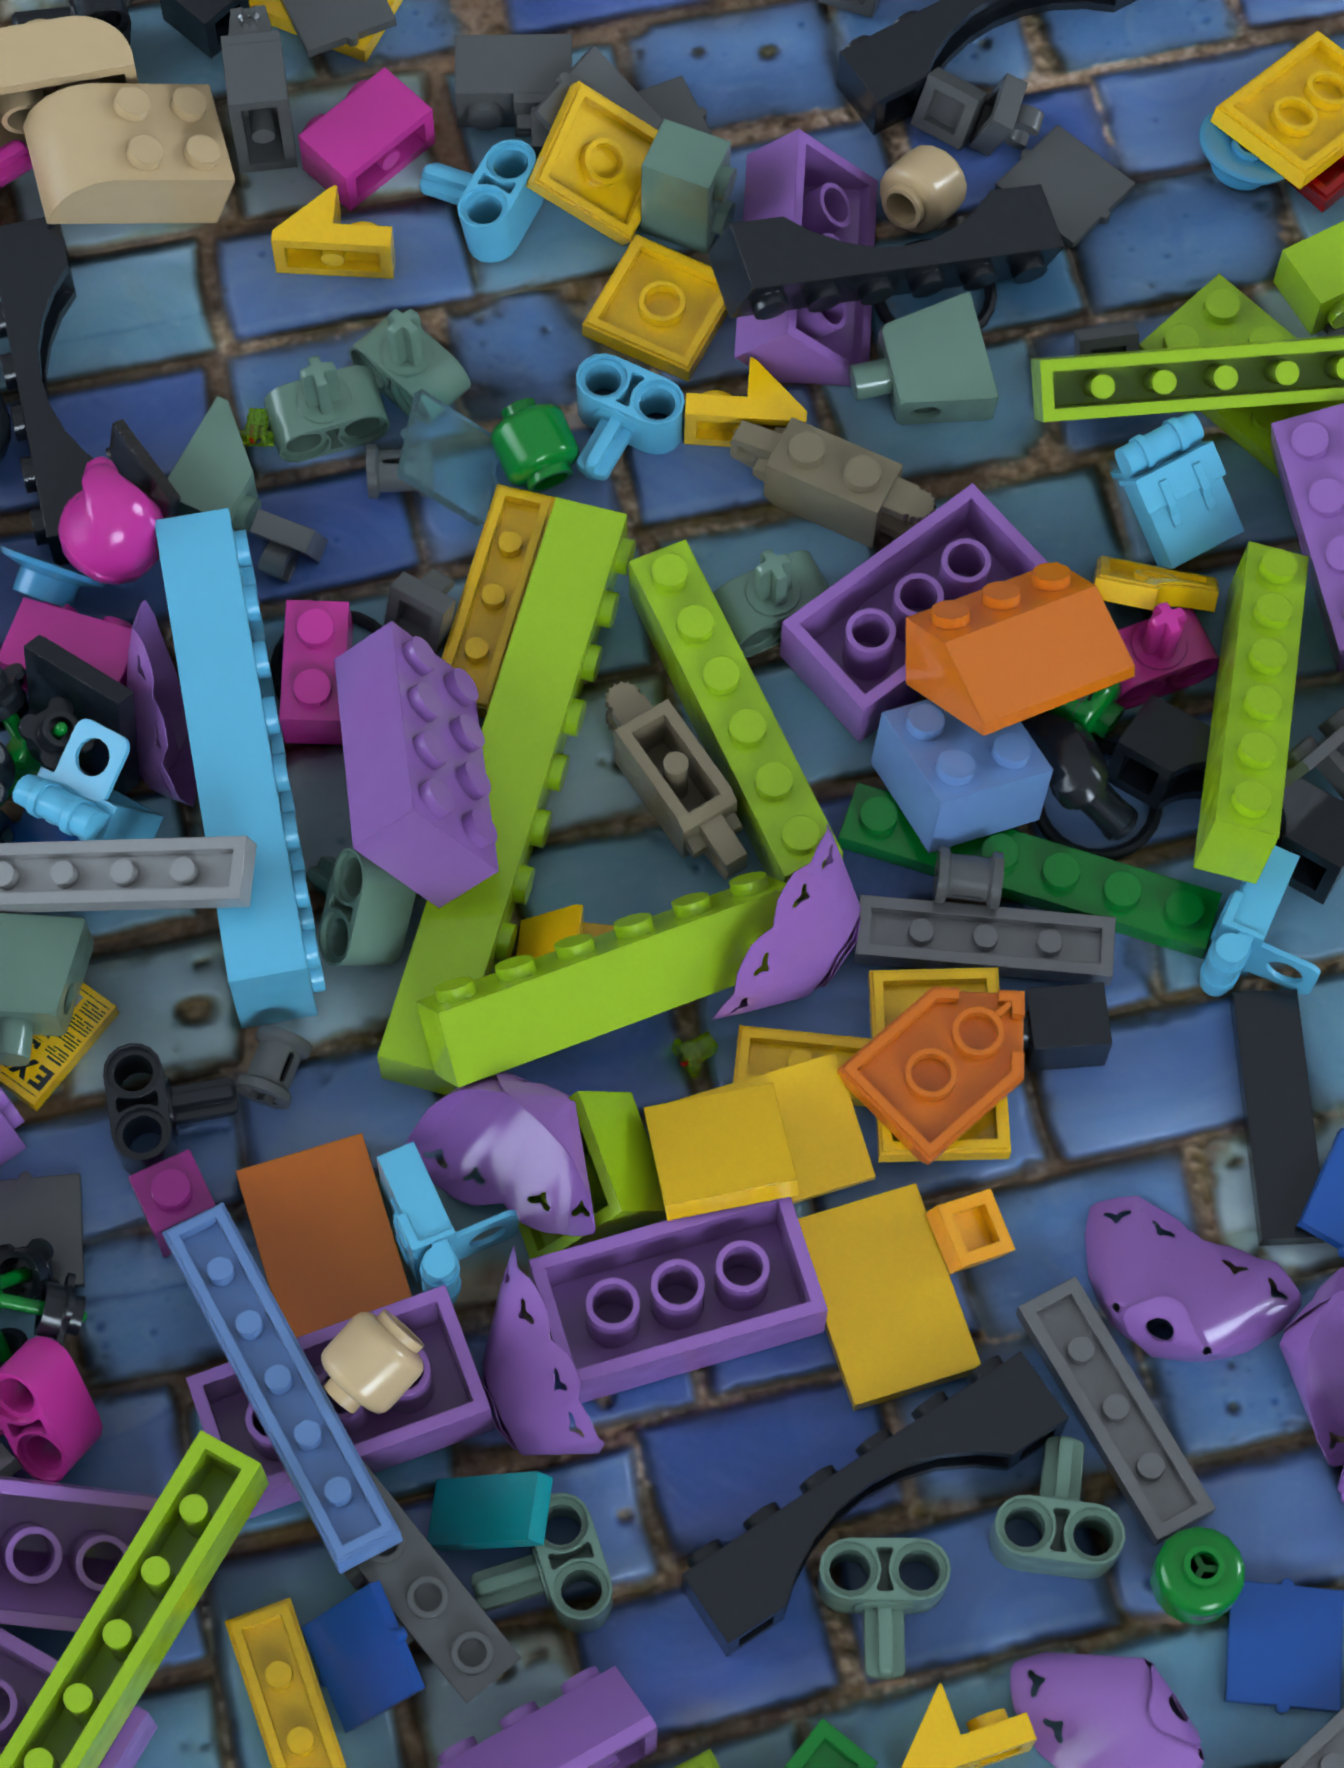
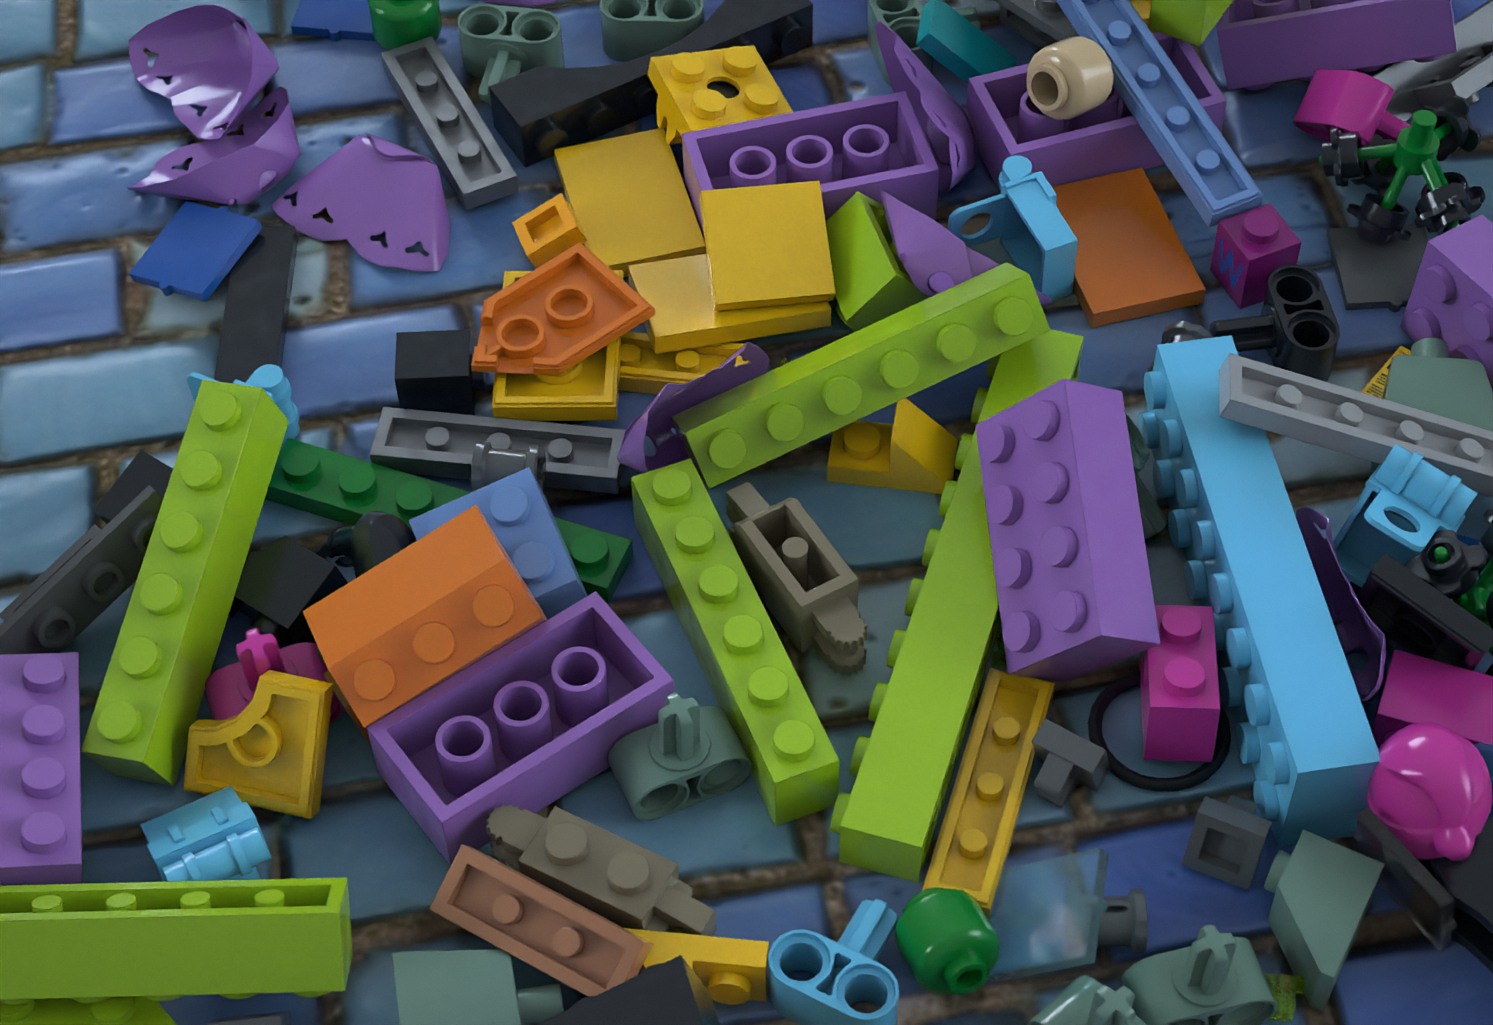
camera: 175 degrees left, 15 degrees down
(787, 1408) = (713, 90): none -> yellow piece
(879, 420) = (538, 924): none -> nougat panel

